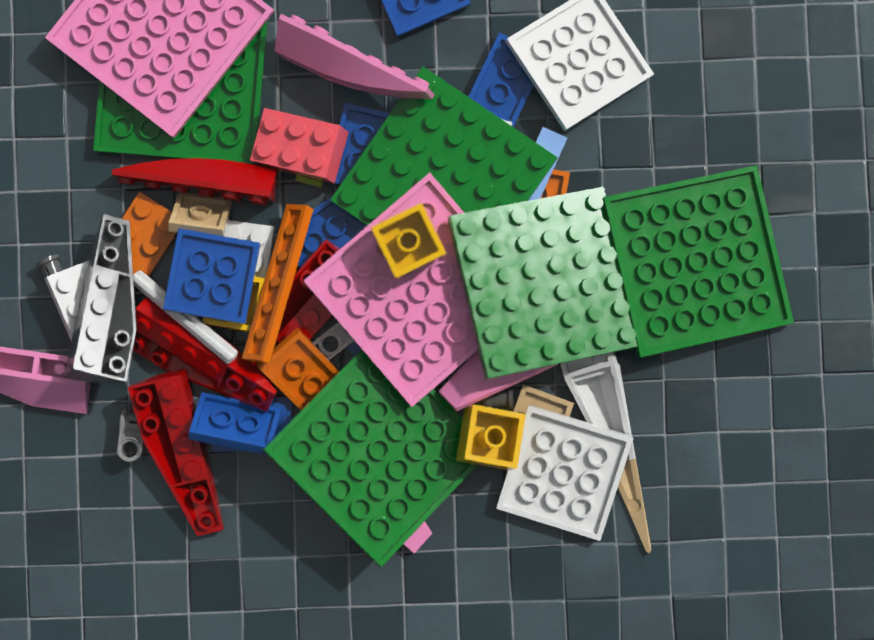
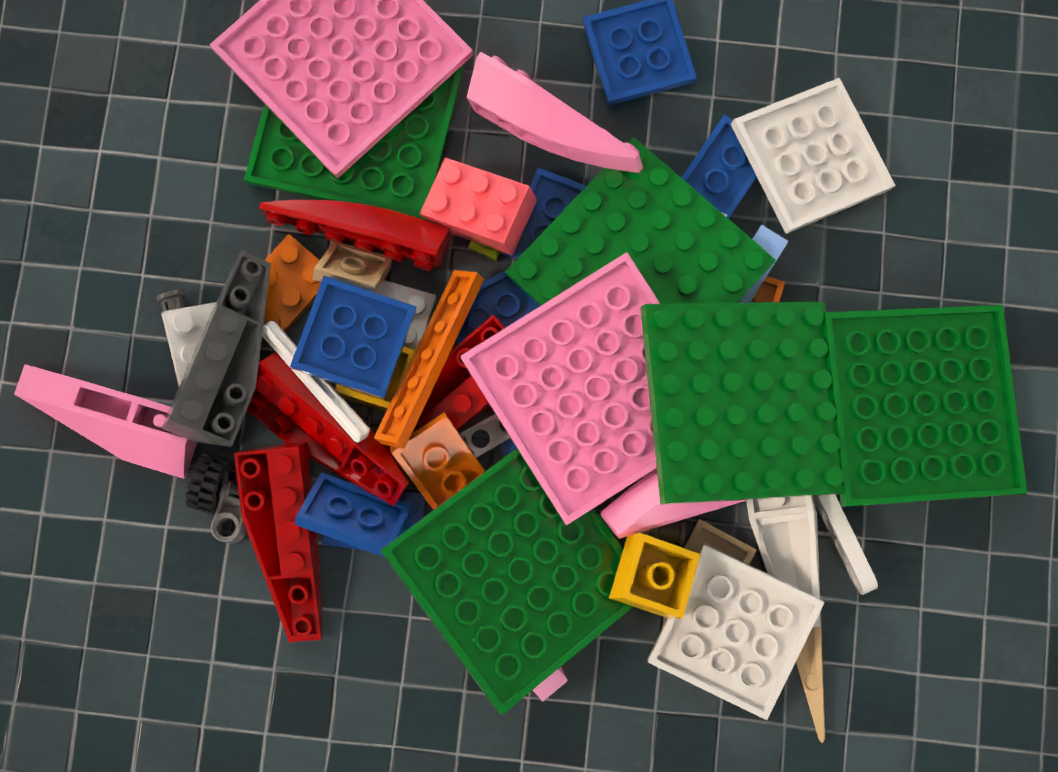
camera: 10 degrees right, 5 degrees down
(108, 414) = (208, 481): none -> black tyre
(408, 240) = (591, 324): yellow brick -> none
(648, 386) = (846, 543): none -> white beam

